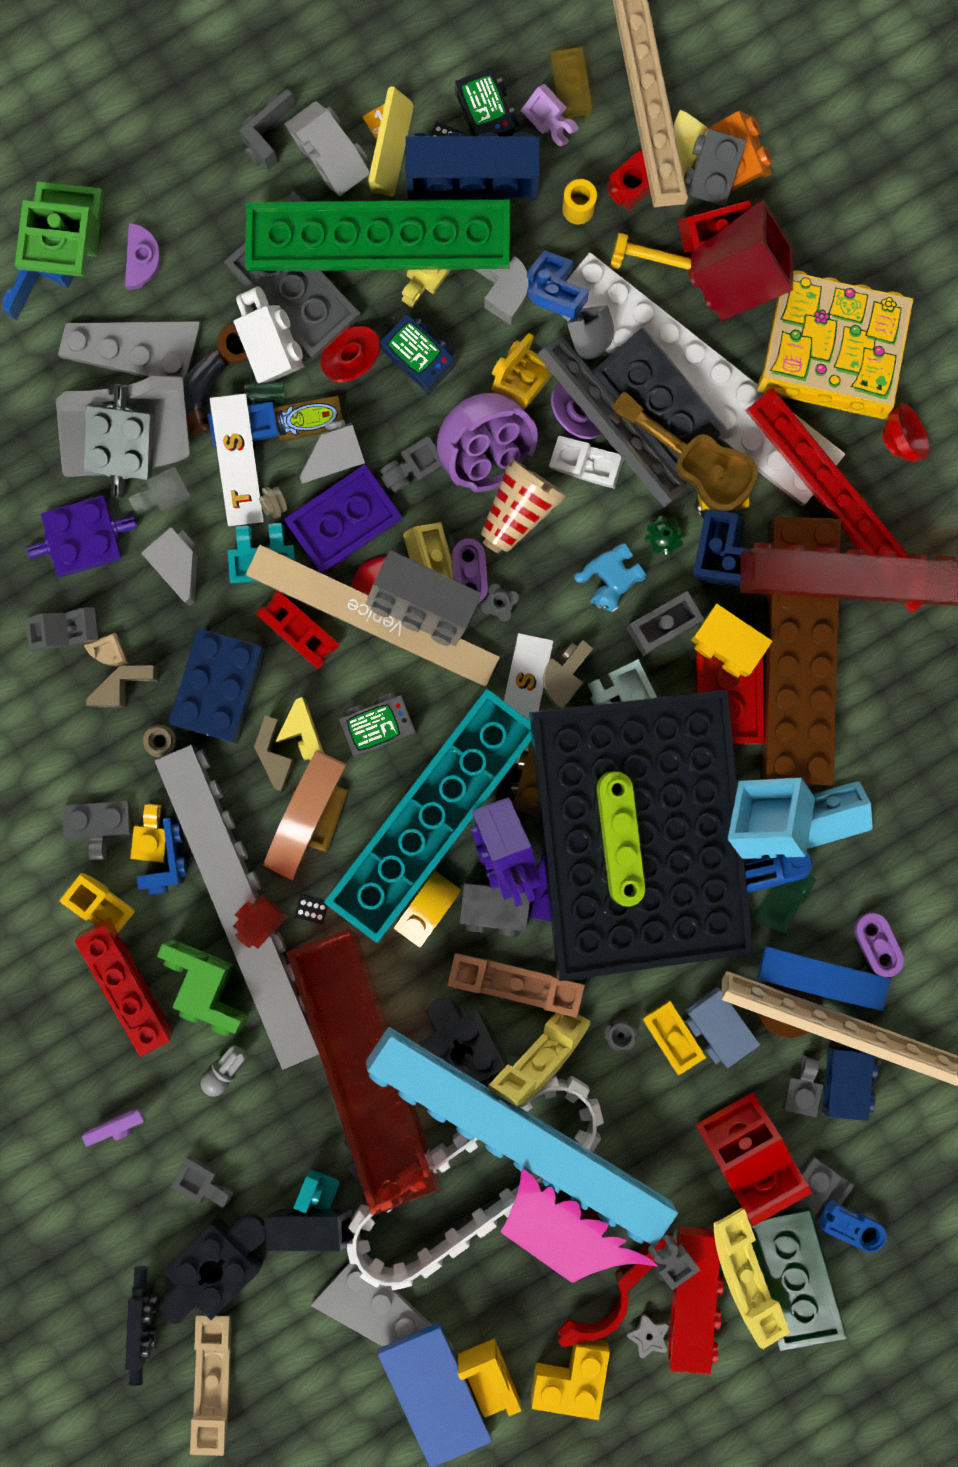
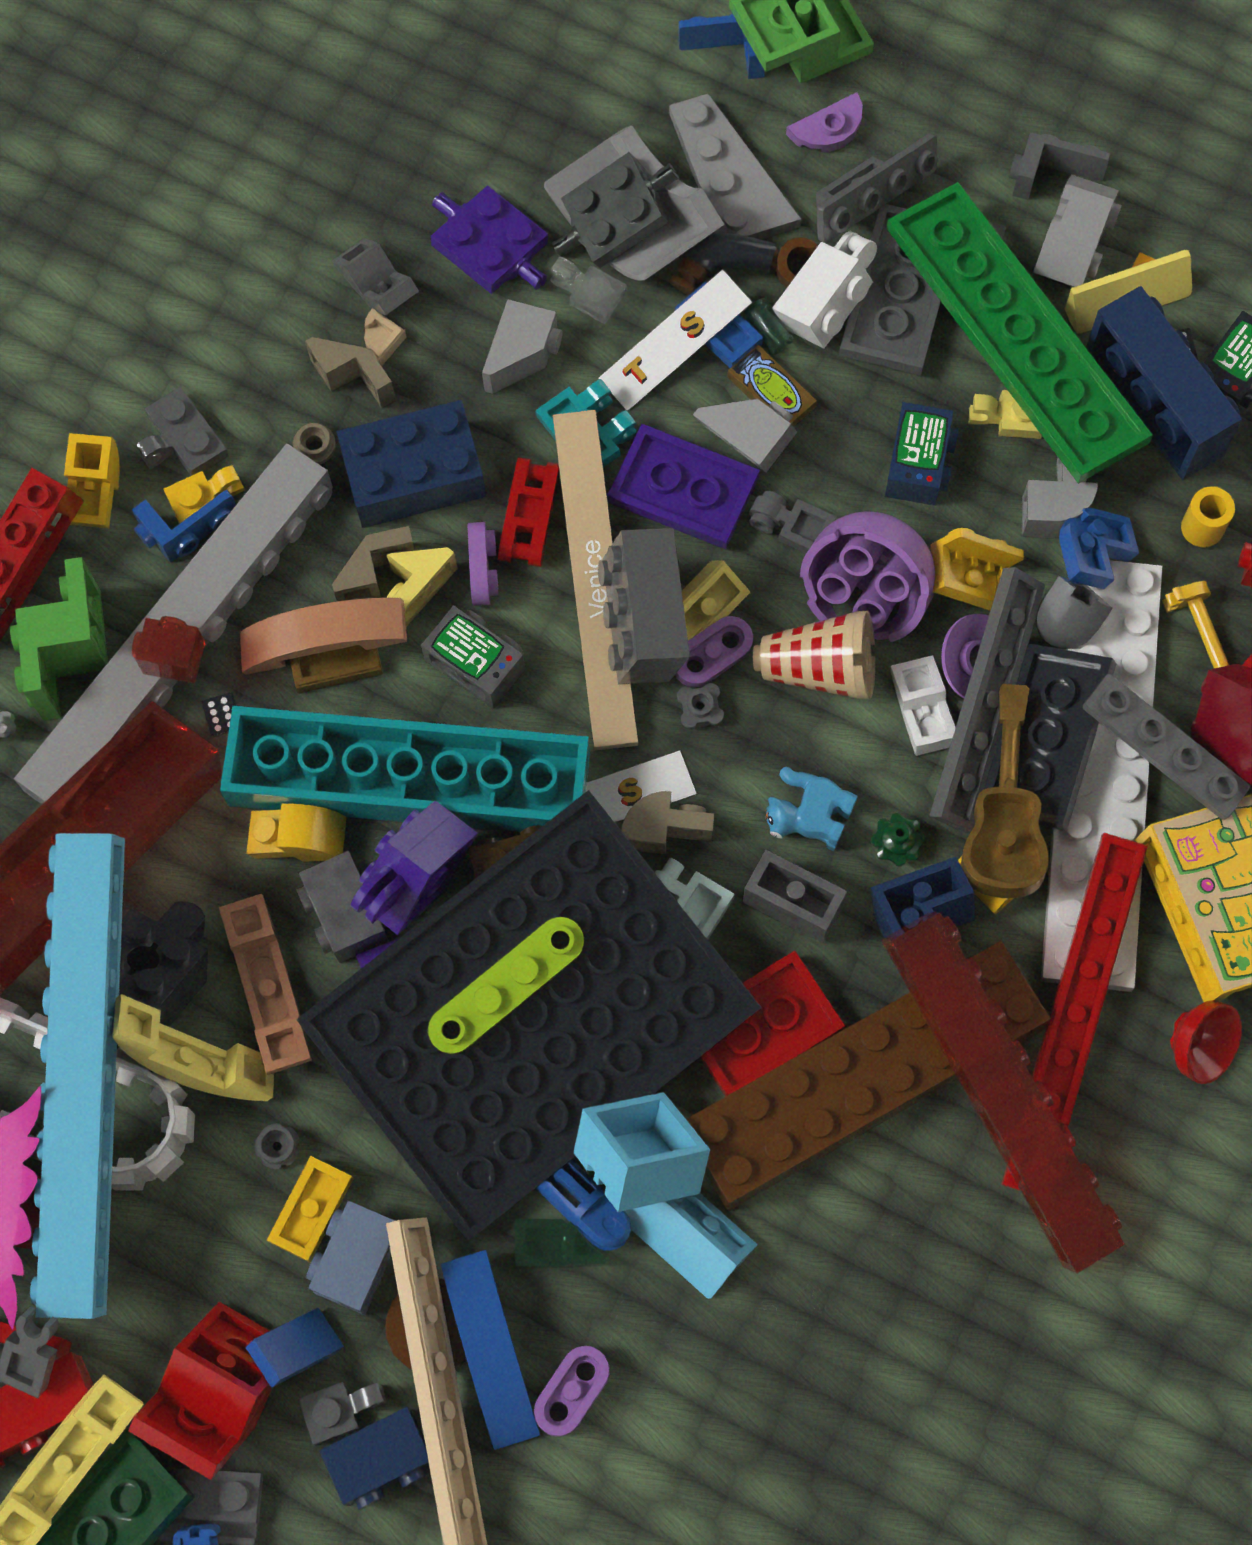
camera: 60 degrees right, 15 degrees down
(207, 262) = (872, 186): none -> dark grey bracket
(273, 502) = (653, 403): dark tan plate -> none
(329, 688) = (482, 580): none -> medium lavender plate
(351, 354) = (870, 385): red dish -> none
(720, 334) = (1166, 746): none -> dark grey bracket
(730, 641) = (822, 979): yellow brick -> none
(756, 1096) = (294, 1347): none -> blue tile

